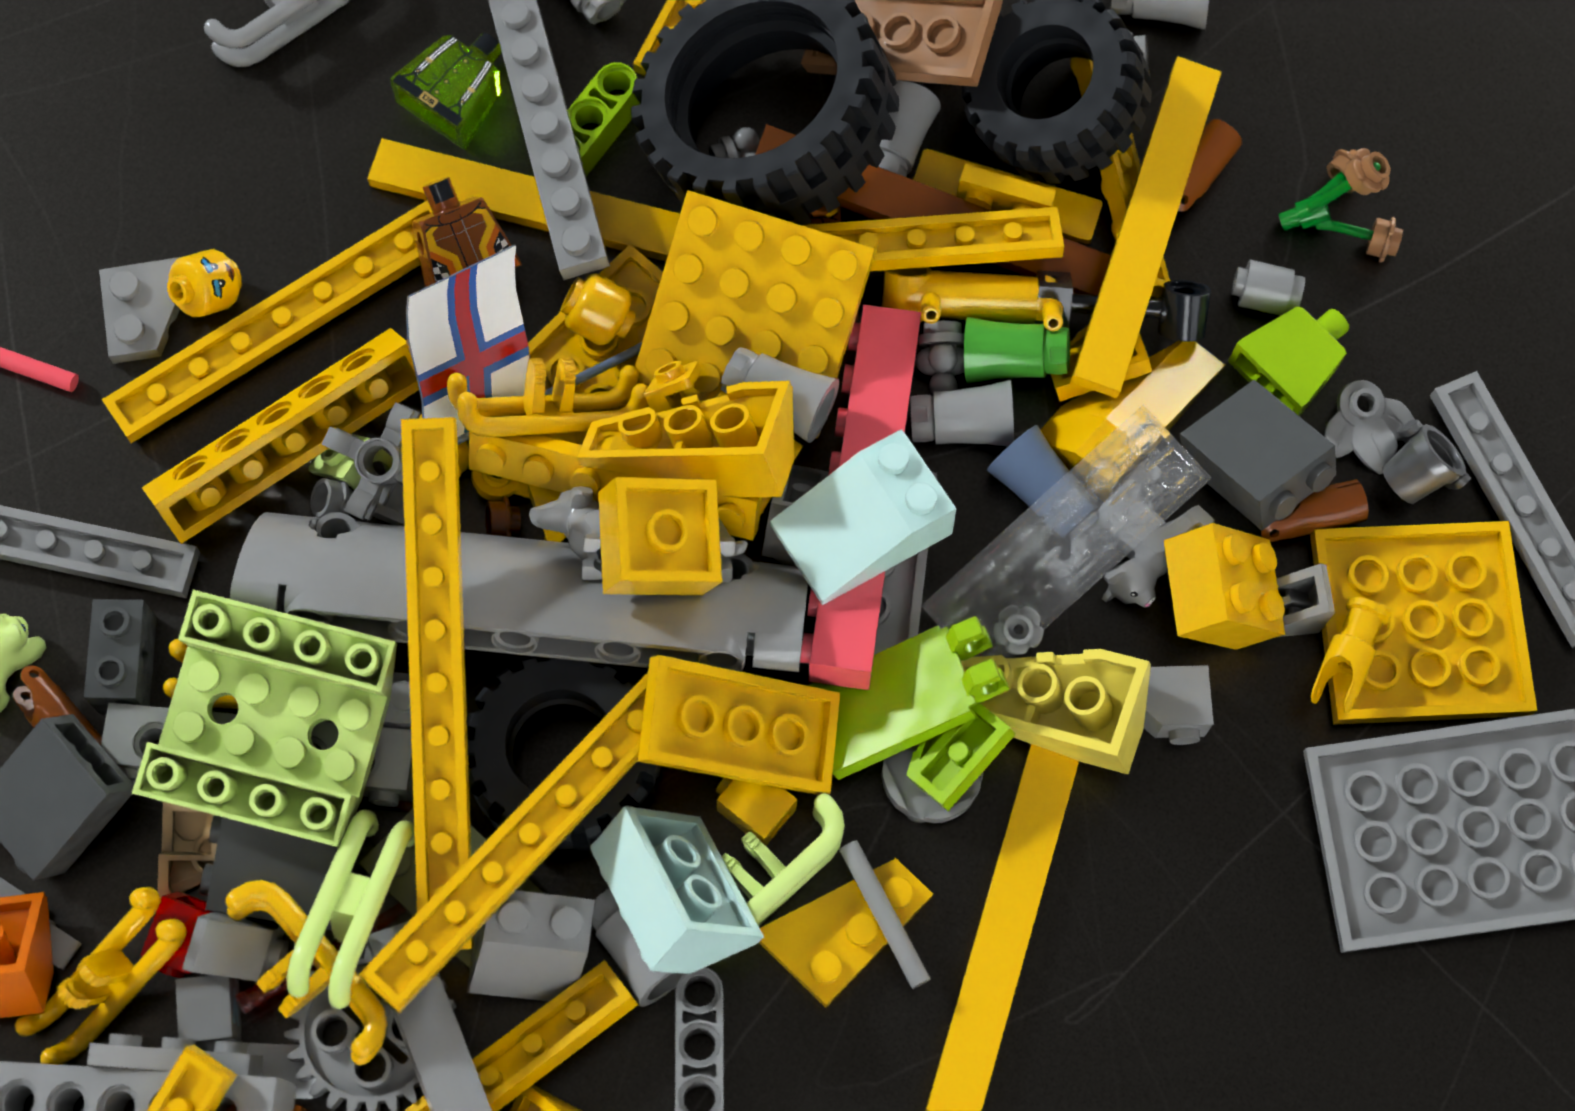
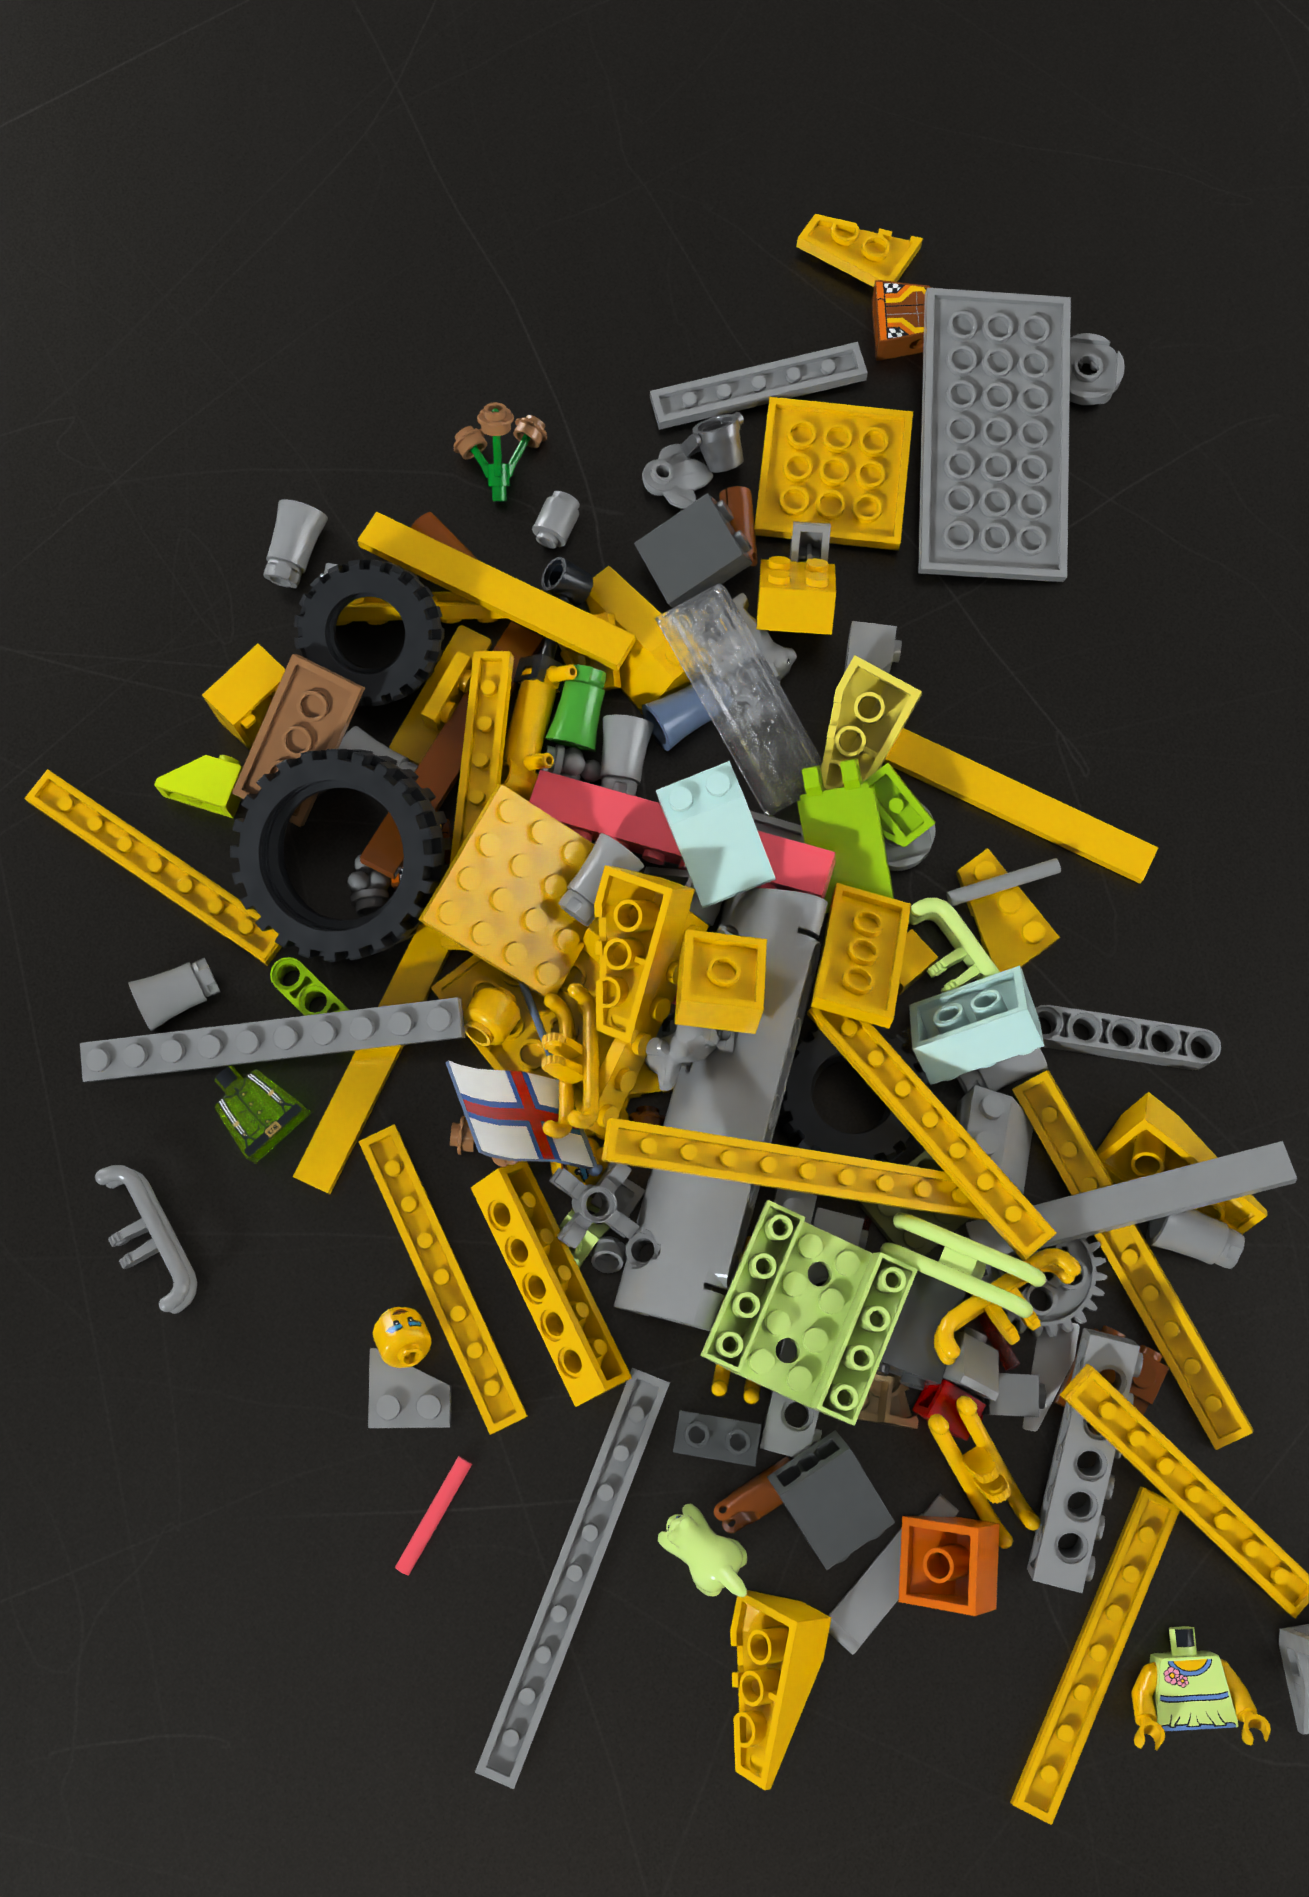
camera: 75 degrees left, 5 degrees up
(127, 1052) = (1053, 1420): light grey plate -> none
(455, 232) = (409, 1120): dark orange torso -> none
(668, 385) = (574, 964): yellow bracket -> none
(1005, 634) = (796, 748): light grey plate -> none
(1293, 355) = (616, 514): lime torso -> none
(1353, 648) = (852, 518): yellow piece -> none

